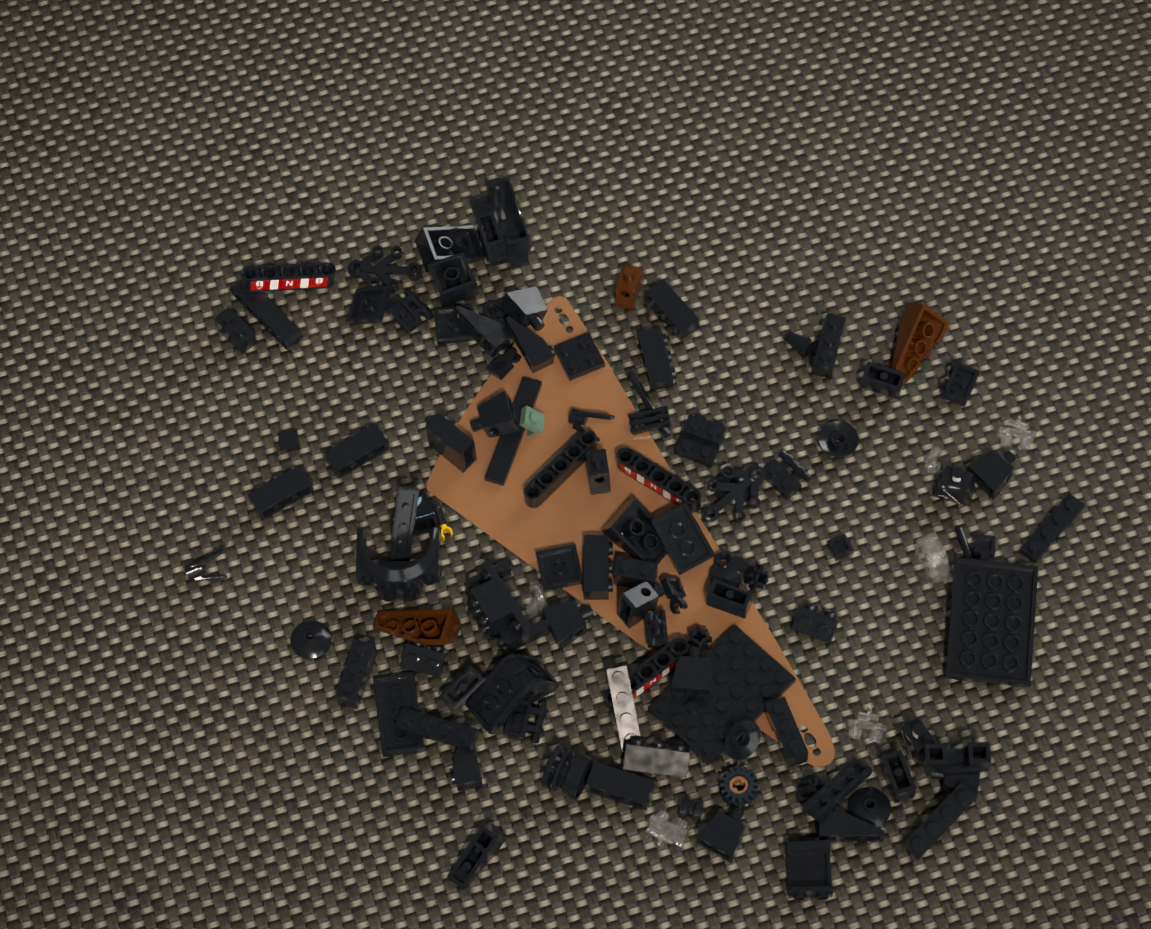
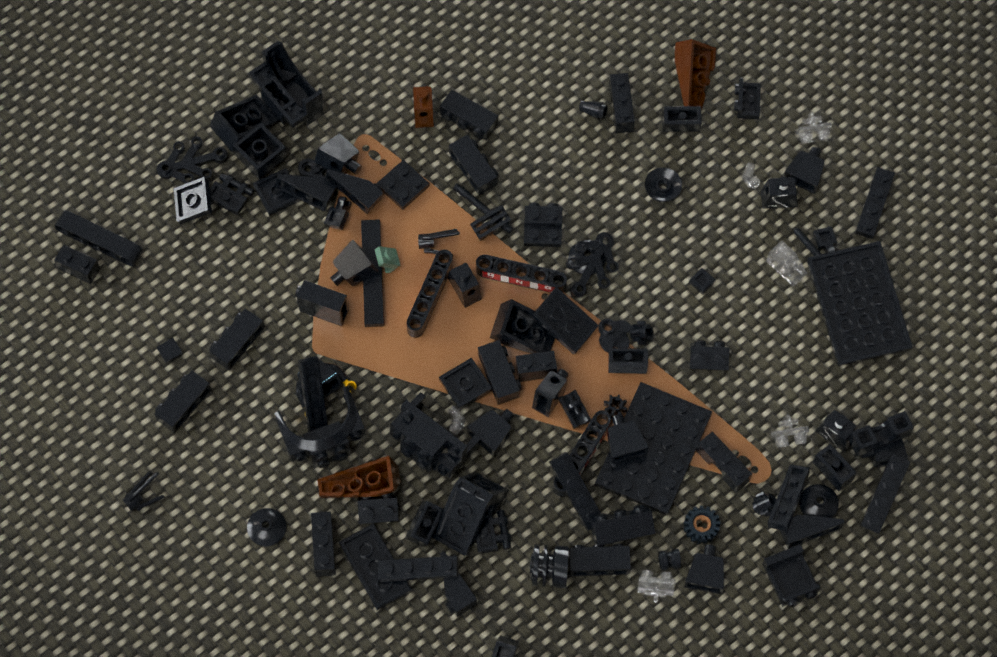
camera: 25 degrees left, 5 degrees up
(287, 277) = (106, 198): black beam -> none
(674, 591) = (578, 371): black plate -> none
(742, 739) = (689, 482): black dish -> none
(781, 479) = (626, 236): black plate -> none

